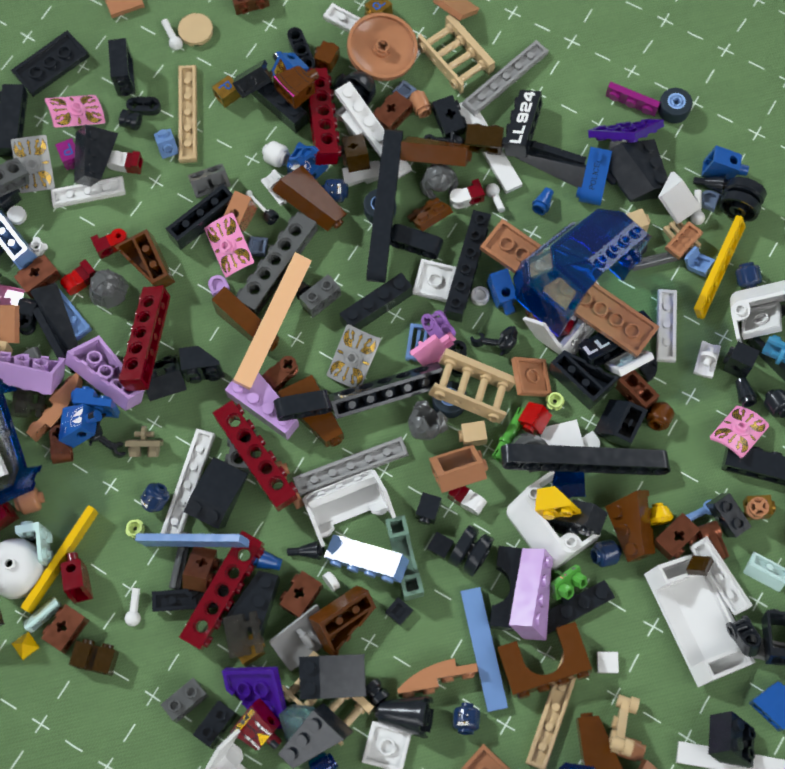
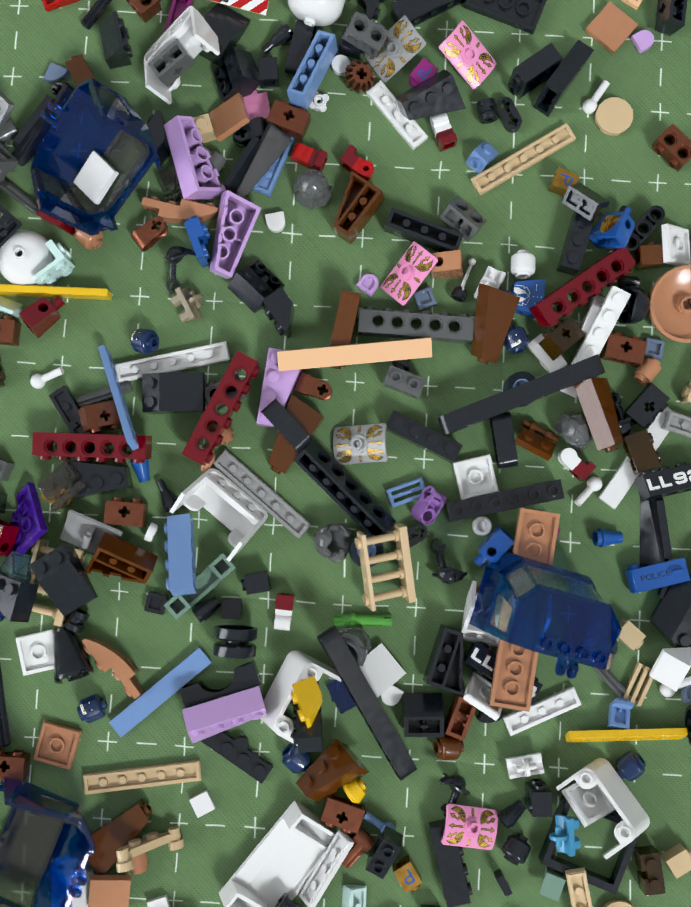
camera: 60 degrees right, 15 degrees up
(36, 203) = (354, 79): none -> copper gear
(78, 424) = (170, 238): blue torso -> none
(117, 334) = (275, 221): none -> white tile
(131, 525) = (107, 339): yellowish green plate -> none
(141, 50) = (563, 78): none -> black slope
(144, 338) = (278, 250): dark red brick -> none
(296, 85) = (599, 246): reddish brown torso -> none
(302, 154) = (530, 290): blue tile -> none
(329, 33) = (675, 245): none -> white tile
(428, 567) = (206, 609): none -> black cone
(432, 348) = (404, 513): bright pink piece -> none
(458, 468) = (295, 600): nougat window -> none
(473, 433) = (344, 587): tan brick -> none
(531, 376) = (425, 613): nougat tile -> none
(534, 418) = (386, 635): red brick -> none
(555, 396) = (414, 649): yellowish green plate -> none
(565, 582) = (251, 734): bright green hips -> none
(574, 664) = (148, 741): reddish brown arch -> none
(683, 240) = (634, 689): nougat plate -> none
(697, 424) = (457, 785): none -> black piece
(699, 565) = (323, 848): dark brown tile -> none
(760, 505) = (401, 883): nougat wheel -> none

